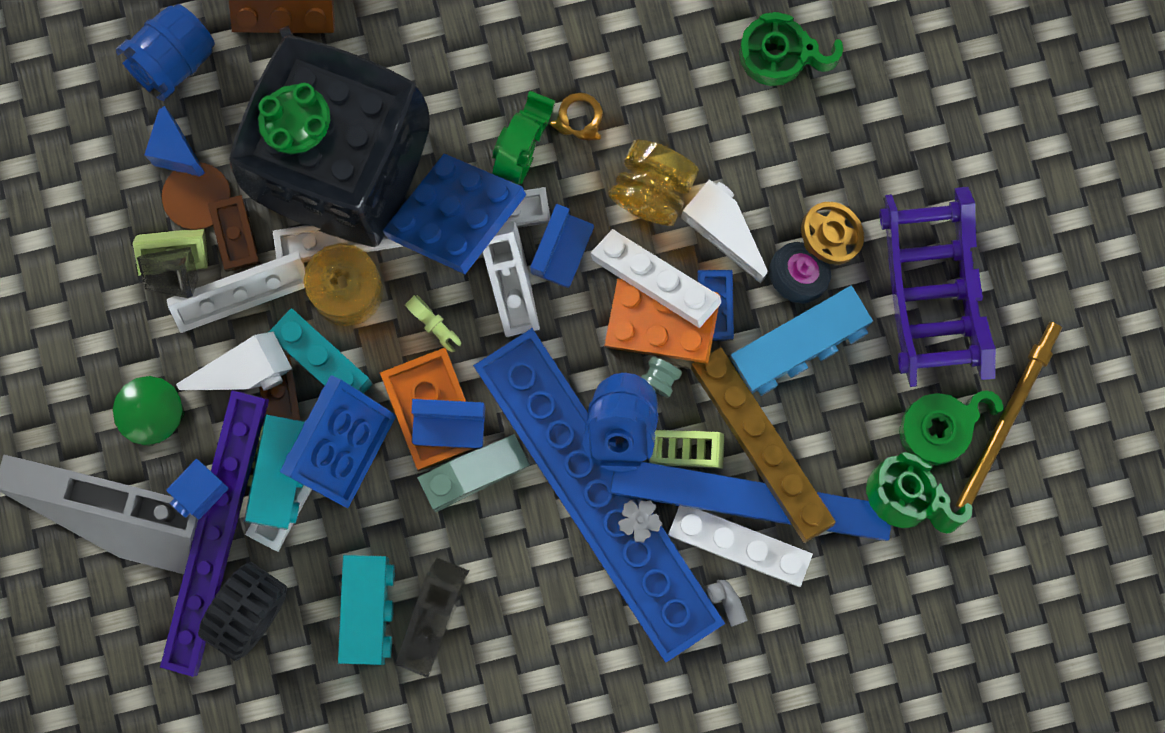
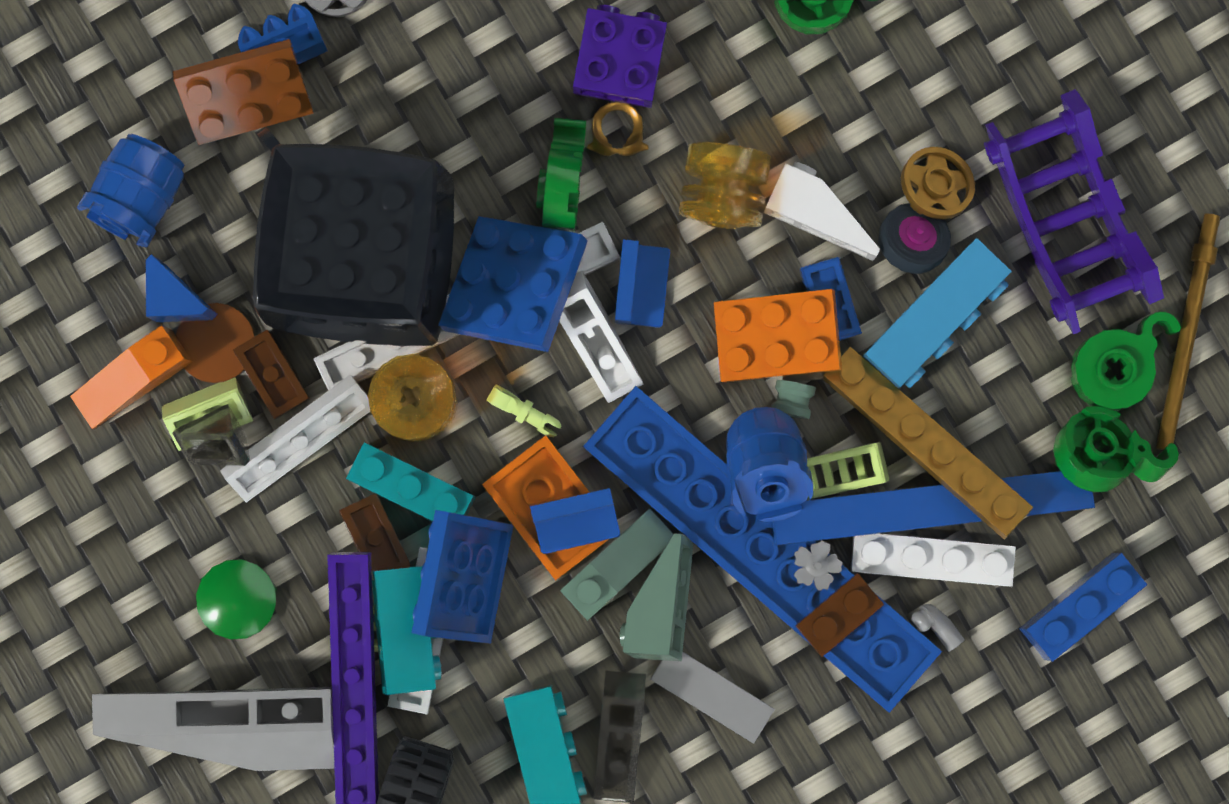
camera: 15 degrees left, 5 degrees up
(119, 201) = (131, 376): none -> orange slope
(196, 490) = (323, 677): blue brick -> none
(247, 366) = (332, 526): white slope -> none
(293, 118) = (313, 240): green dish -> none
(496, 519) = (659, 611): none -> sand green slope
(521, 604) = (714, 696): none -> light grey tile
(598, 56) = (620, 56): none -> dark purple brick
(646, 566) = (839, 615): none -> reddish brown plate
(656, 278) = (758, 292): white plate -> none
(855, 620) = (1083, 606): none -> blue brick

